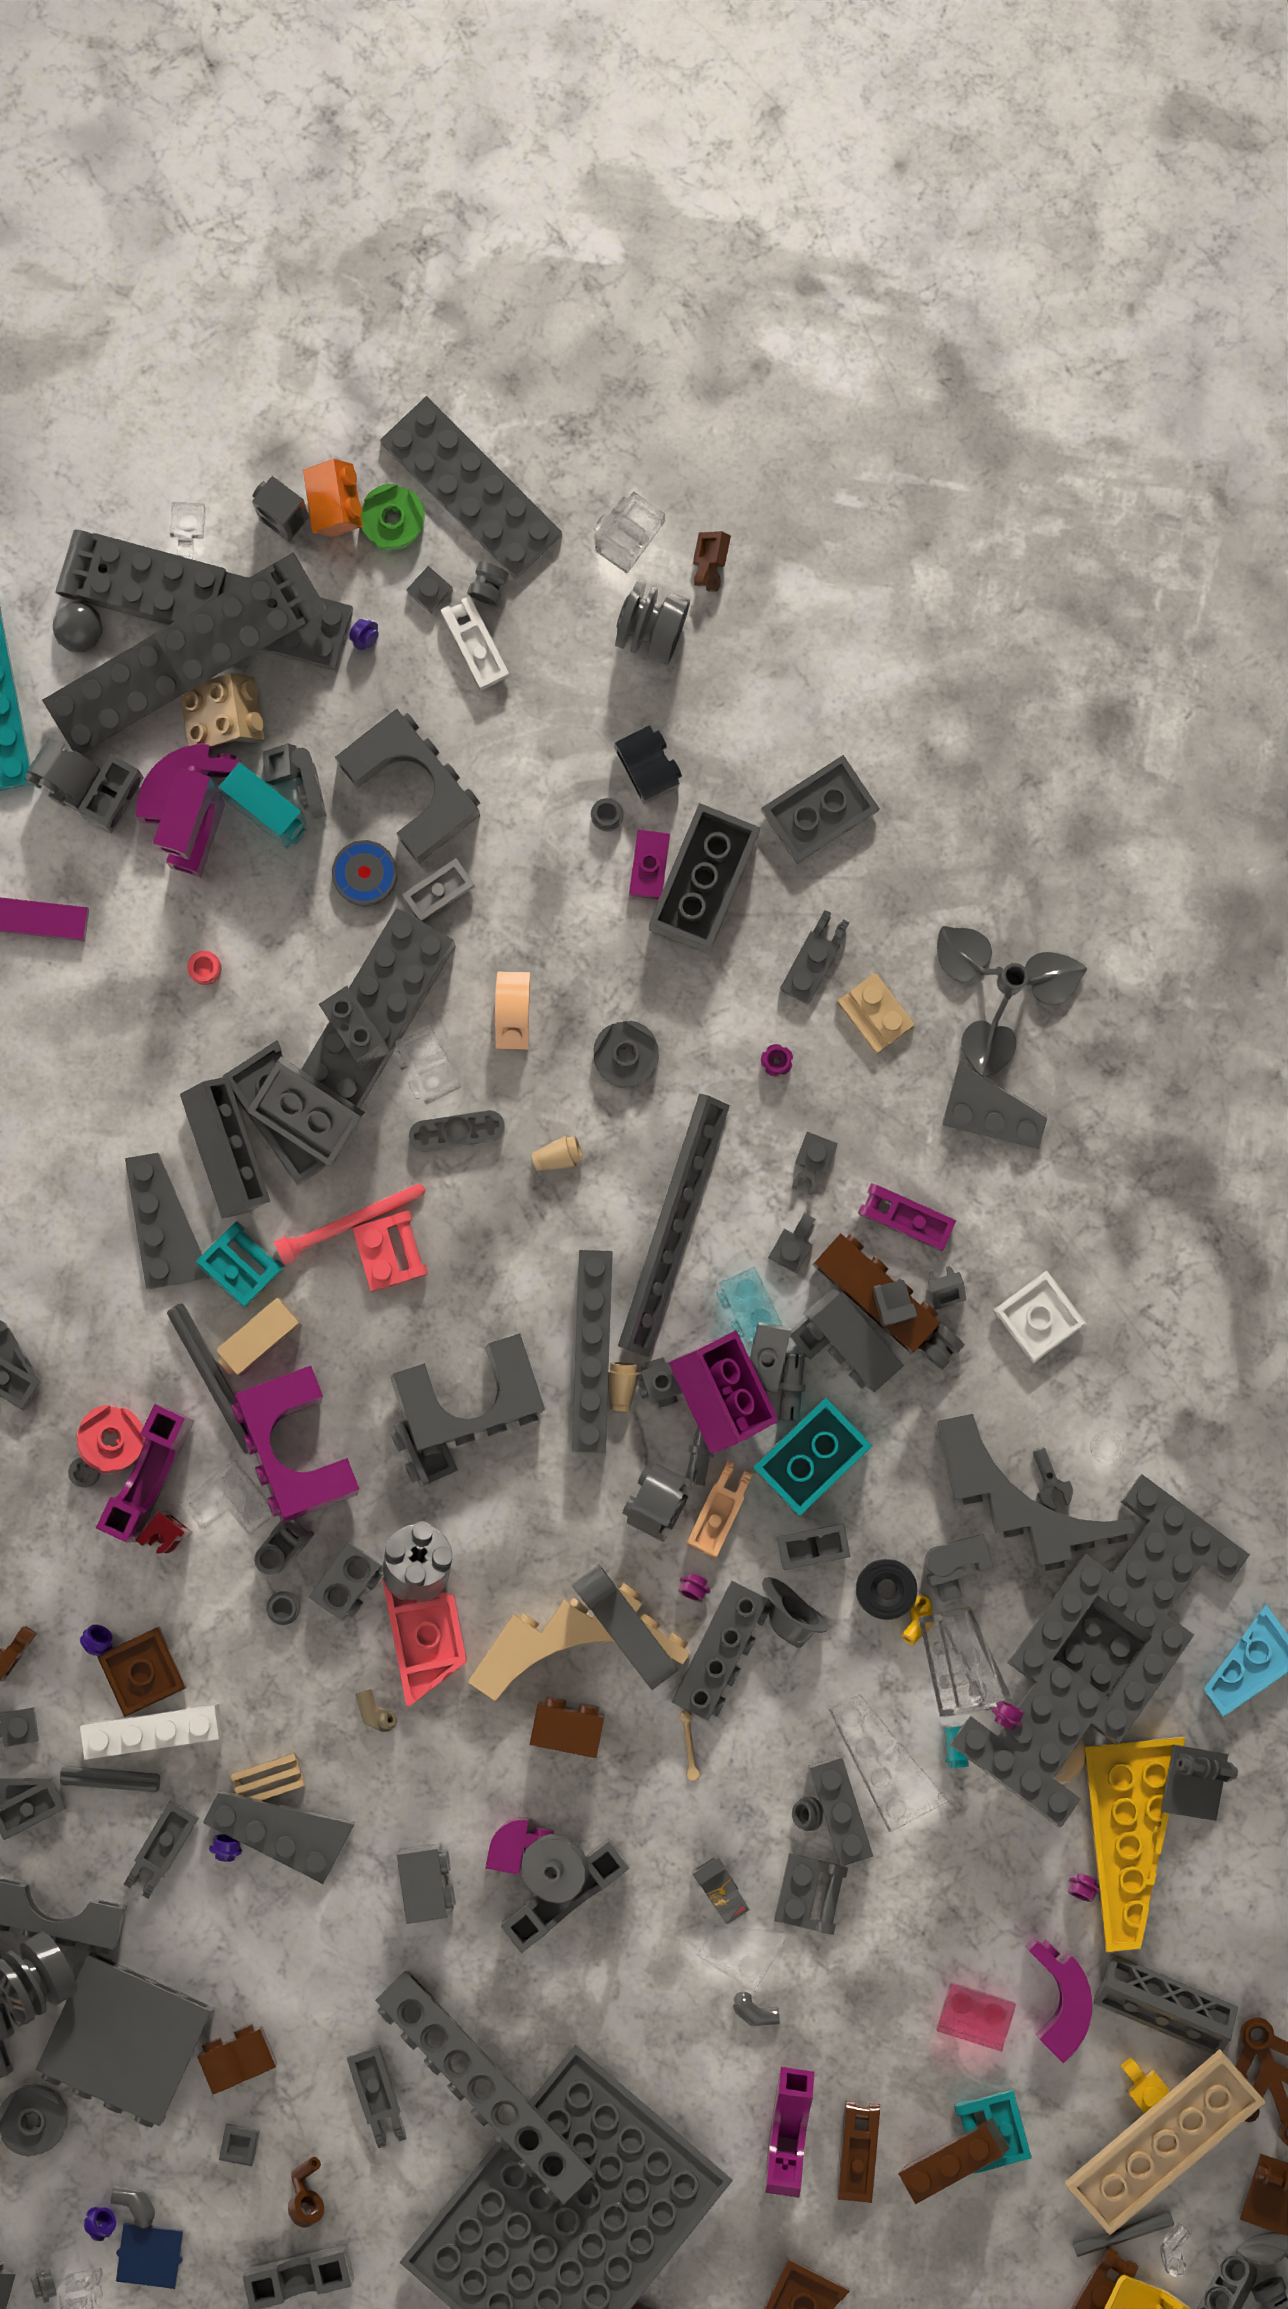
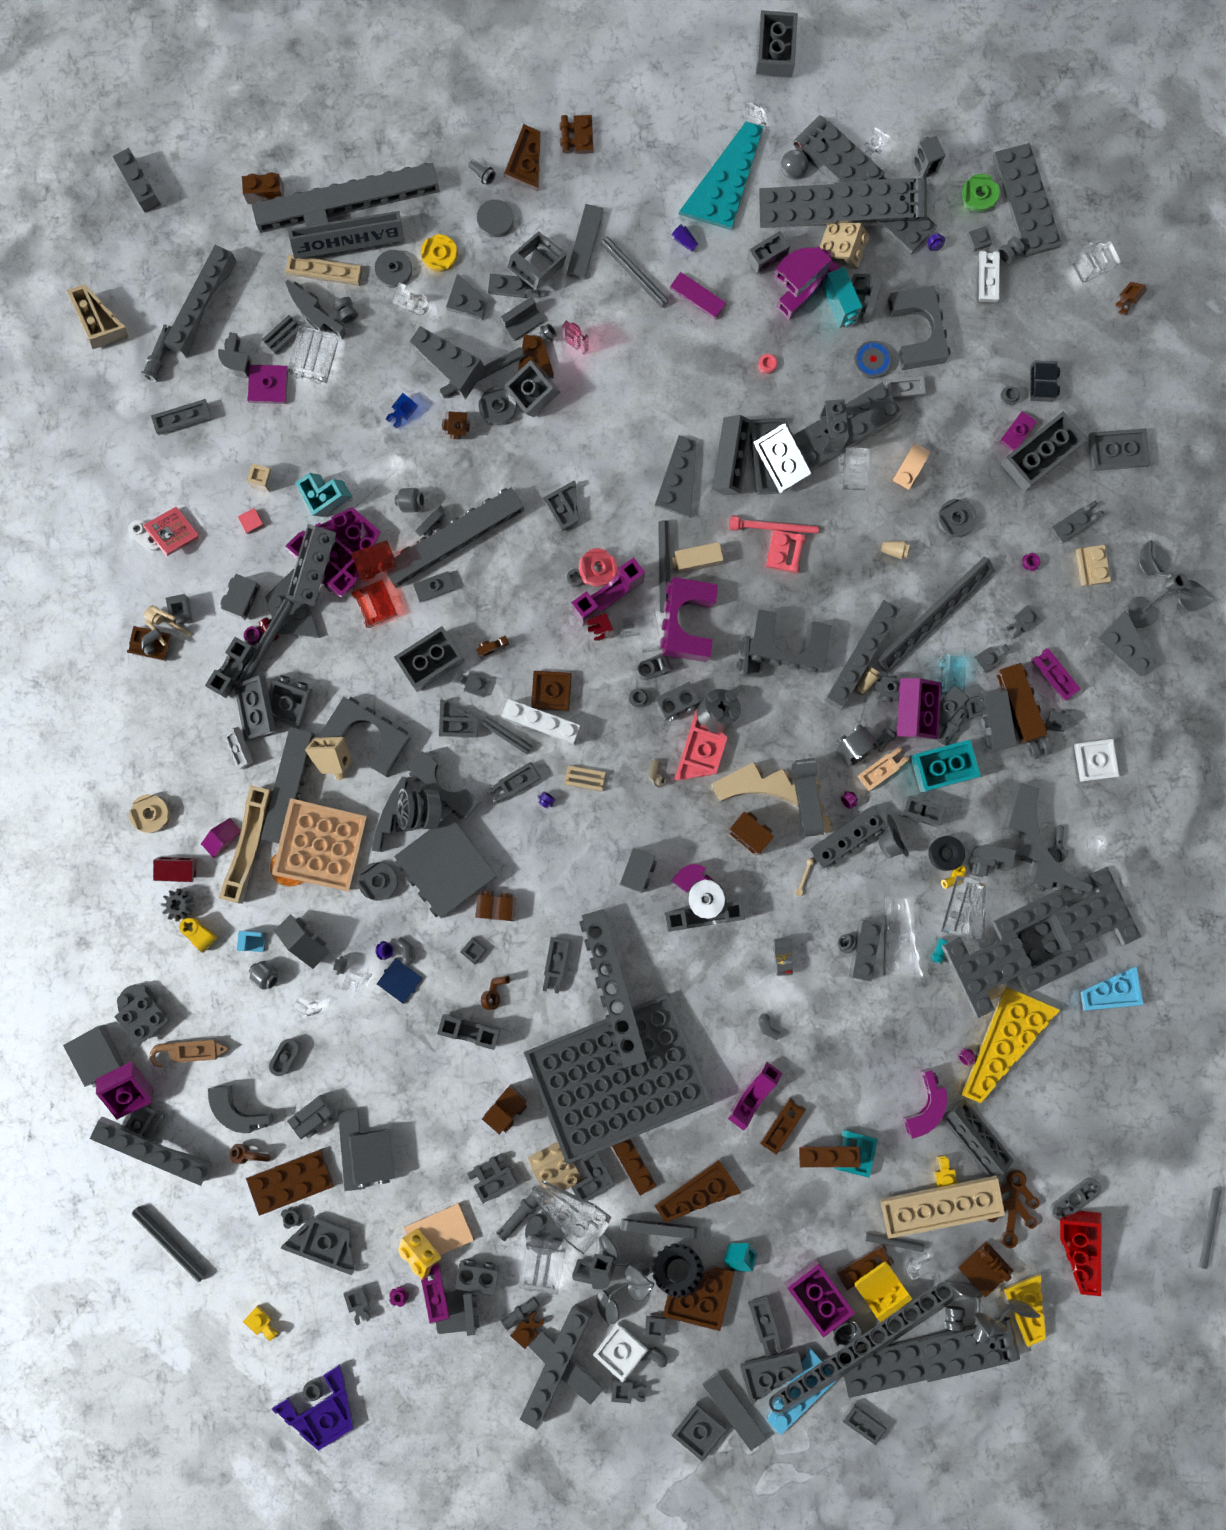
camera: 25 degrees right, 0 degrees up
(62, 773) = (750, 228): dark grey brick -> none
(96, 1640) = (537, 662): dark purple plate -> none
(232, 1271) = (702, 518): teal plate -> none
(285, 1834) = (580, 810): dark grey wing -> none
(332, 498) = (957, 166): orange brick -> none
(447, 1121) = (836, 511): dark grey beam -> none
(652, 622) = (1085, 310): dark grey wheel -> none
(799, 1892) = (820, 981): dark grey plate -> none
(893, 1303) = (1029, 711): dark grey panel -> none
(976, 2016) = (878, 1091): clear pink plate -> none
(1008, 1715) = (980, 946): magenta plate -> none
(1196, 1782) = (1054, 1035): dark grey hinge -> none

